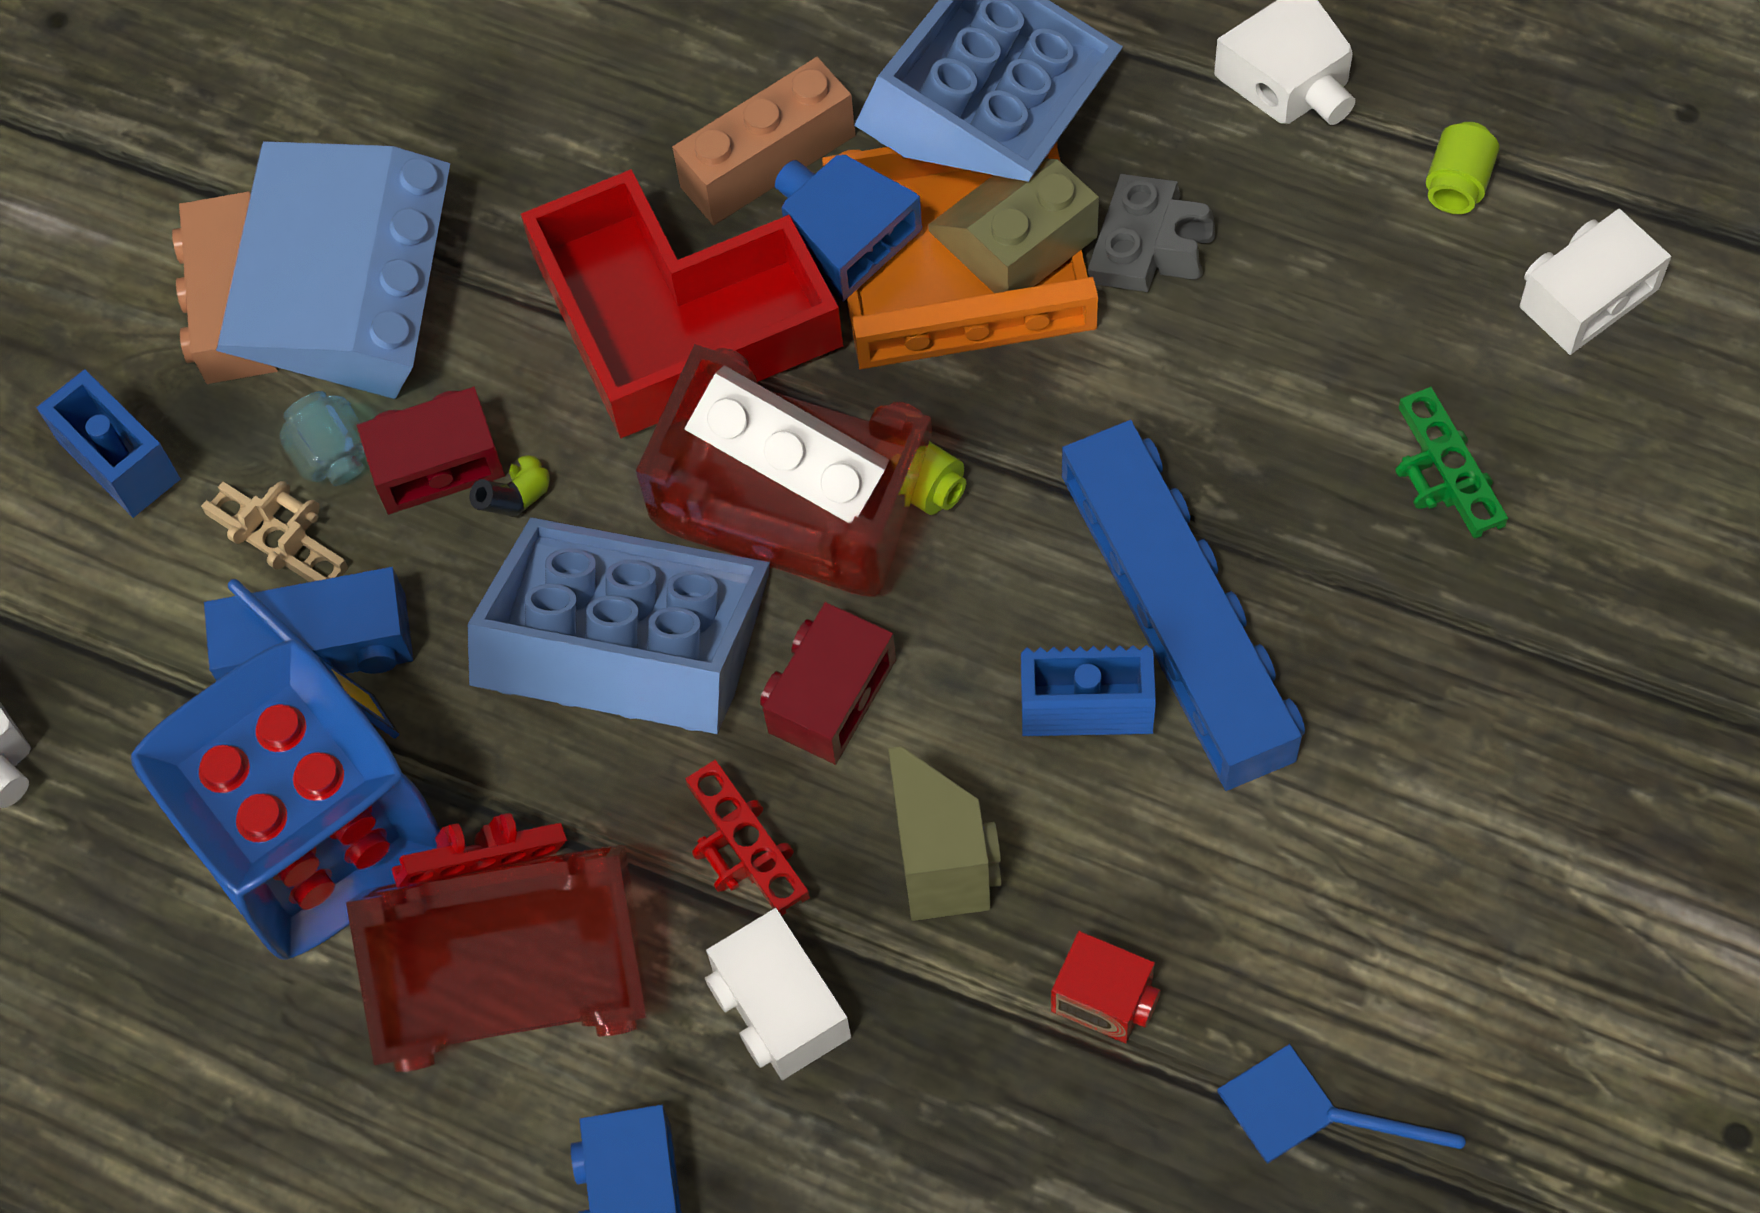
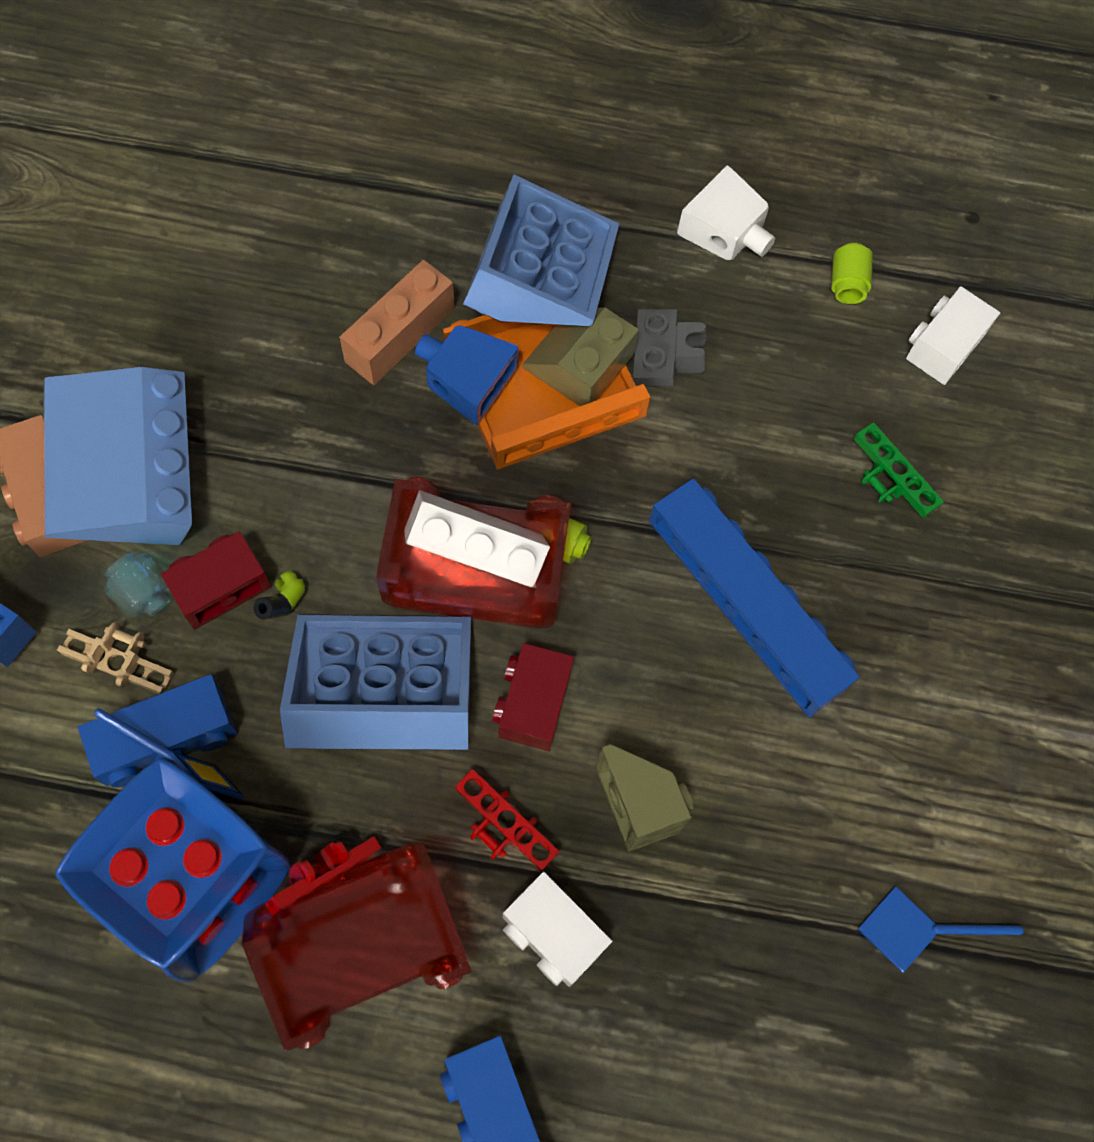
camera: 25 degrees left, 5 degrees up
(644, 310) = (353, 460): red piece -> none
(1087, 691) = (712, 672): blue brick -> none
(1105, 988) = (773, 877): red brick -> none

